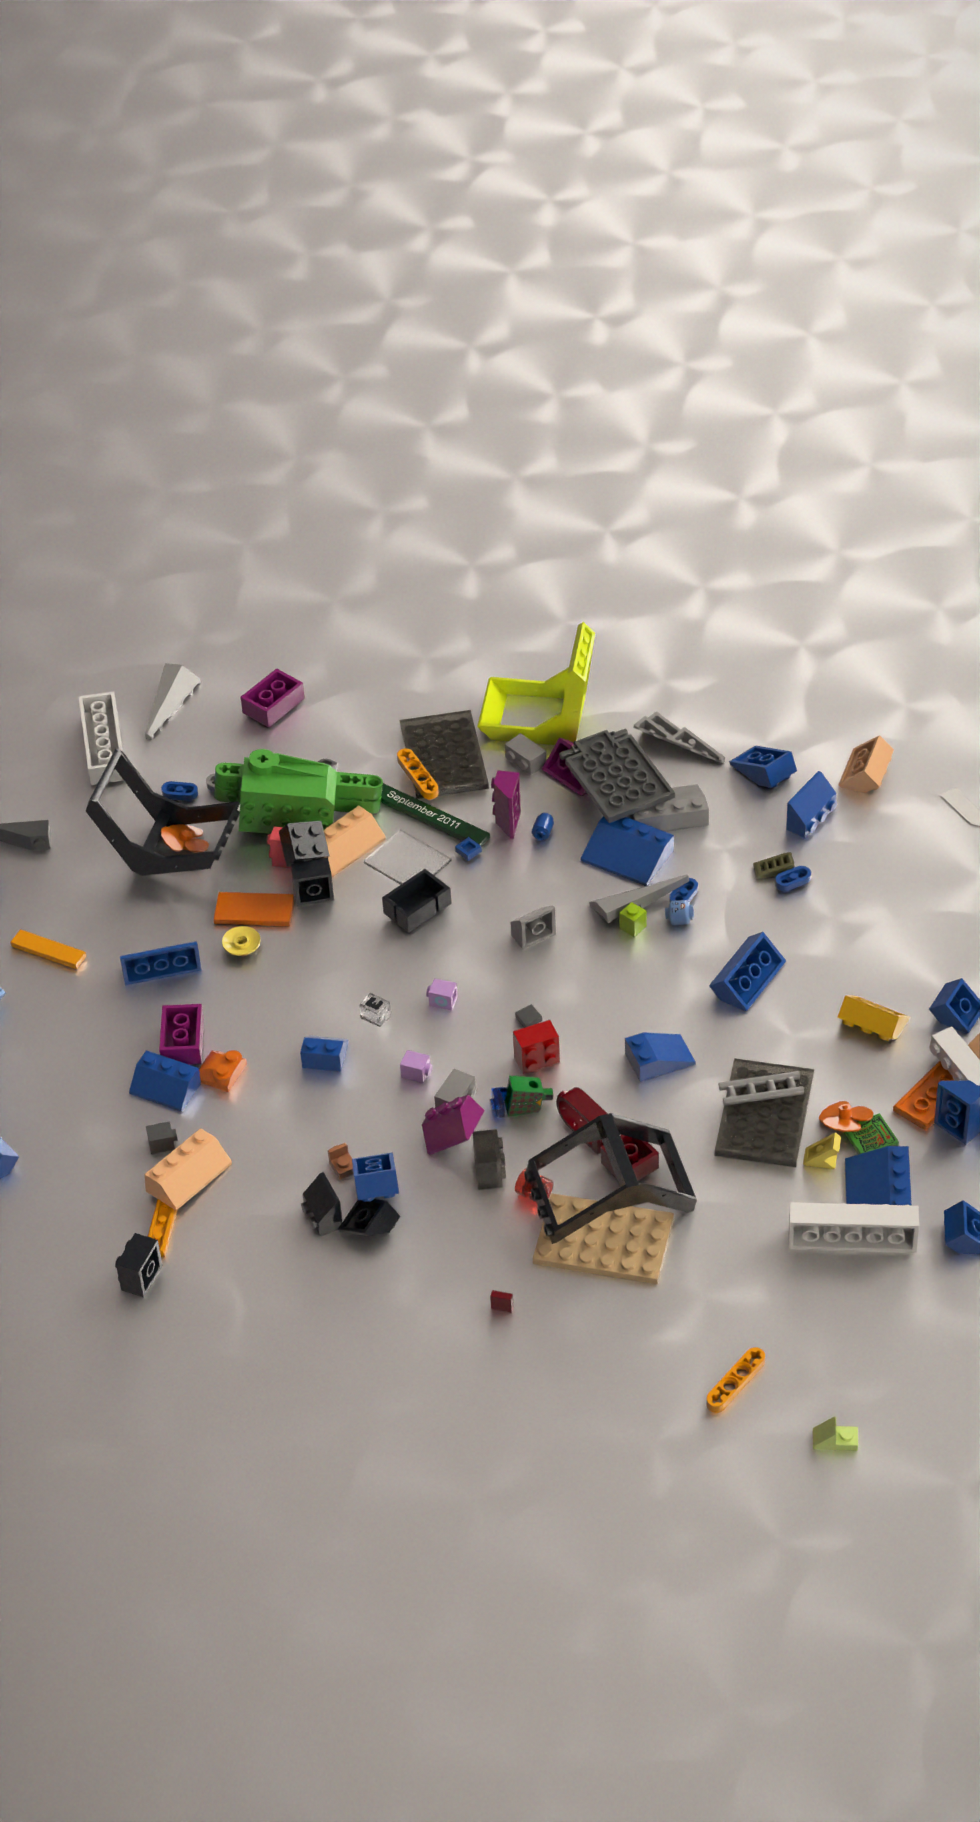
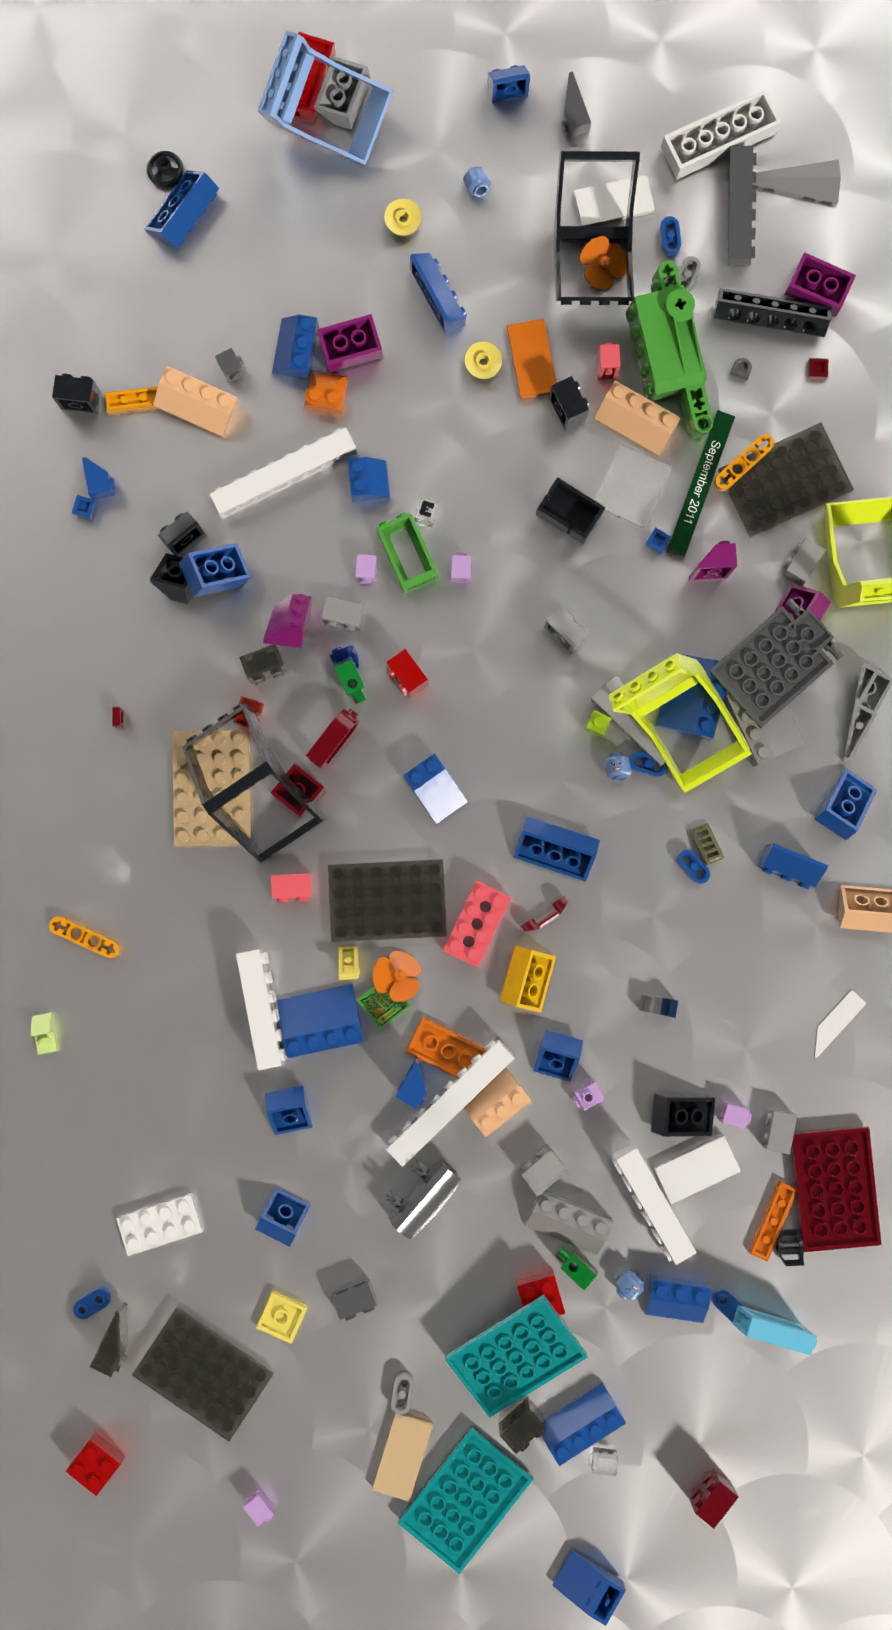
camera: 70 degrees right, 40 degrees up
(48, 949) = (435, 183): light orange tile -> none
(62, 915) = (476, 181): none -> medium blue head
(71, 975) = (403, 209): none -> light yellow dish
(130, 818) = (610, 200): none -> white tile
(175, 736) = (740, 205): none -> dark grey brick
(235, 1271) = (98, 480): none -> blue slope
(260, 1290) = (84, 507): none -> blue plate
(291, 722) = (772, 312): none -> black brick
(291, 1114) = (284, 472): none -> white brick
(303, 842) = (599, 380): brick -> none
(341, 1160) = (242, 534): nougat bracket -> none
(347, 717) = (818, 368): none -> dark red tile
(407, 1022) = (407, 522): none -> bright green piece
(528, 1016) = (456, 655): dark grey tile -> none
(542, 826) = (705, 605): blue brick -> none
(611, 825) = (662, 685): none -> neon yellow window
(728, 1185) = (291, 886): none -> coral brick
(769, 1080) = (397, 886): light grey bar -> none
(806, 980) = (532, 925): none -> dark red bar
(807, 1043) = (490, 922): none -> coral brick
(924, 924) = (659, 1005): none -> leg

